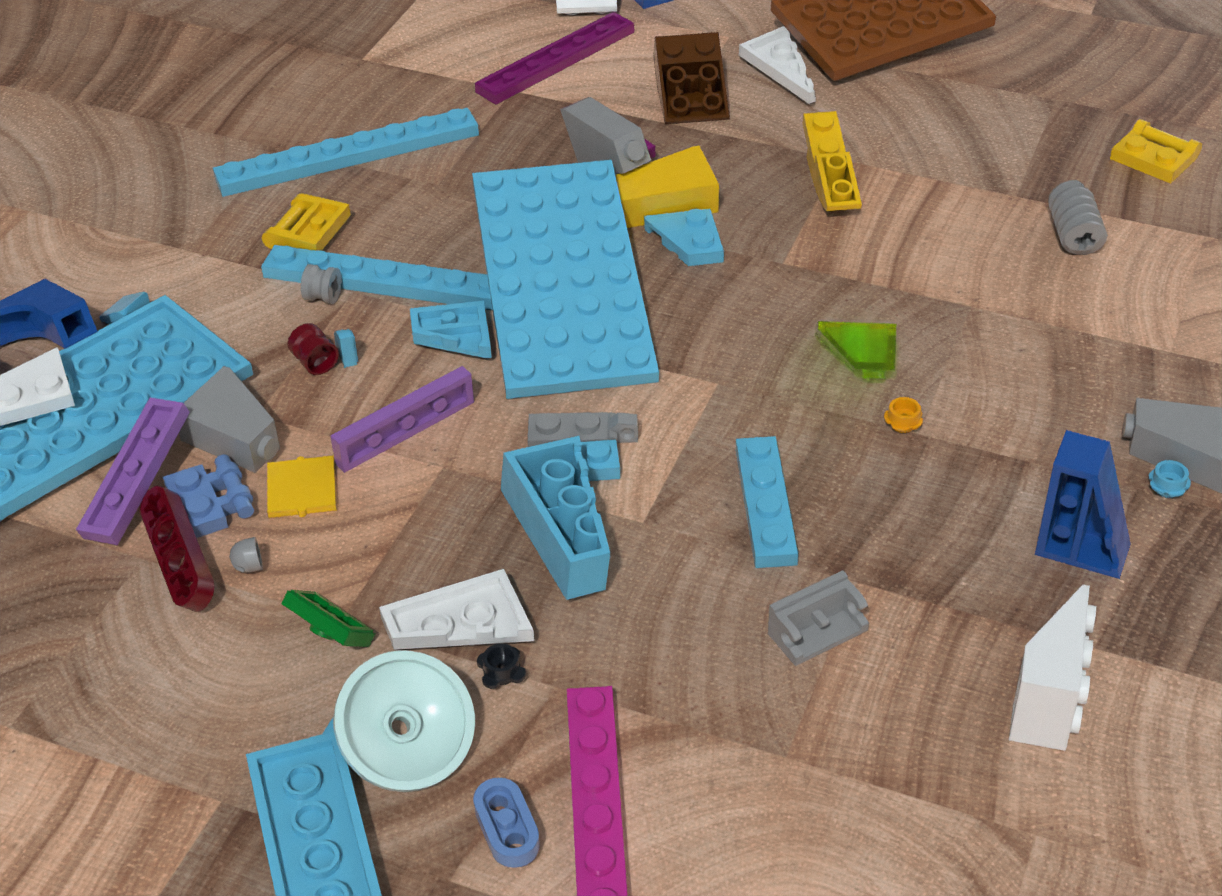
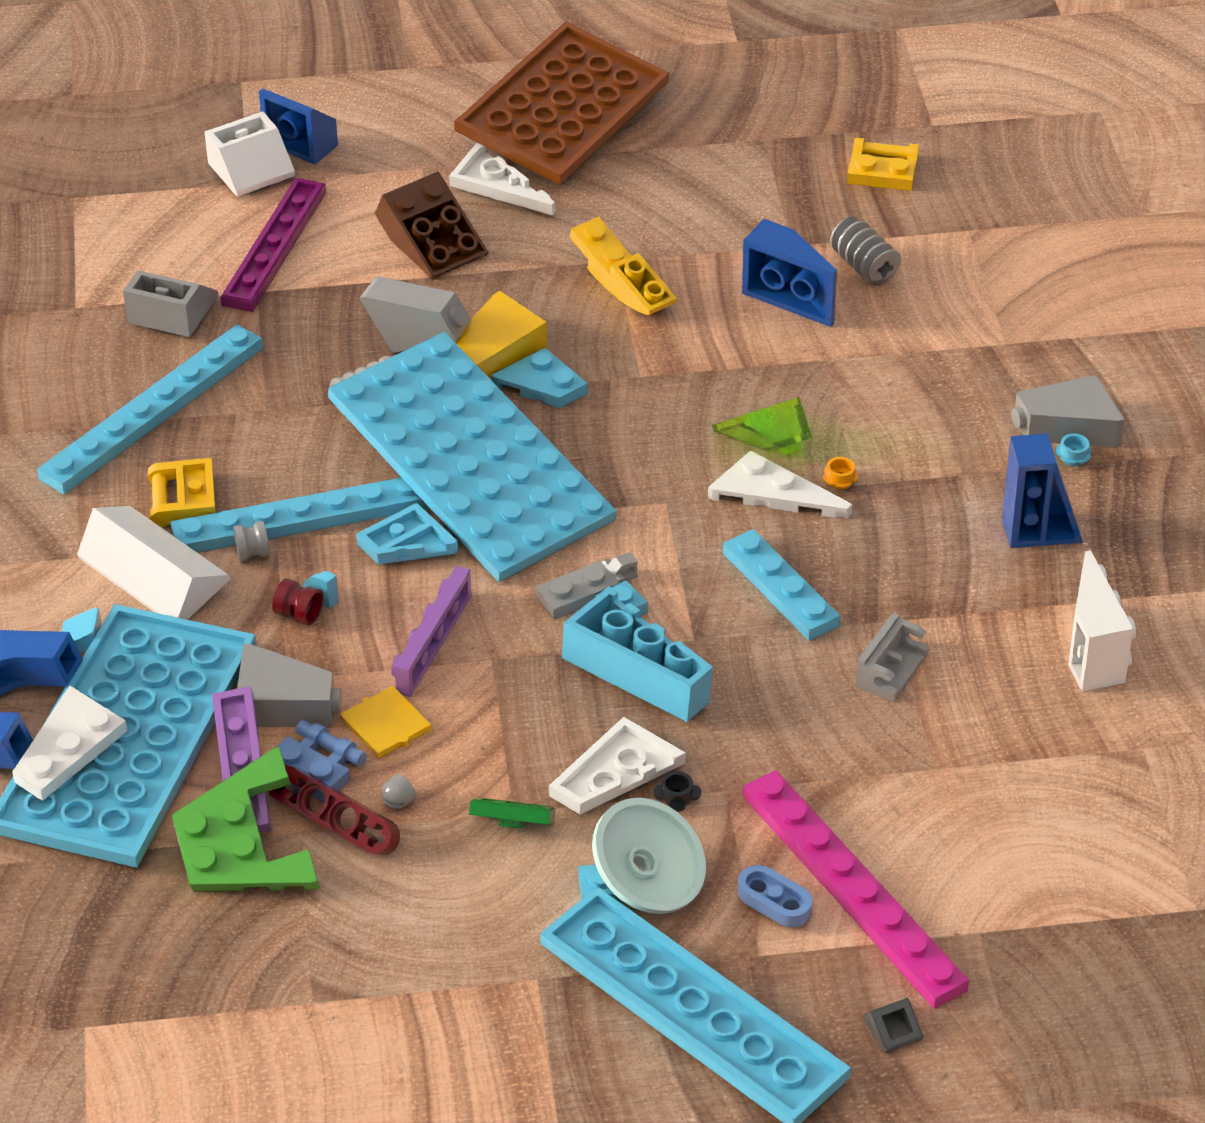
camera: 30 degrees left, 0 degrees up
(64, 530) = (223, 838): none -> bright green wing
(227, 271) = (149, 562): none -> white slope
(423, 72) = (167, 303): none -> light grey slope
(830, 405) = (775, 487): none -> white wing
(977, 210) = (788, 273): none -> blue slope

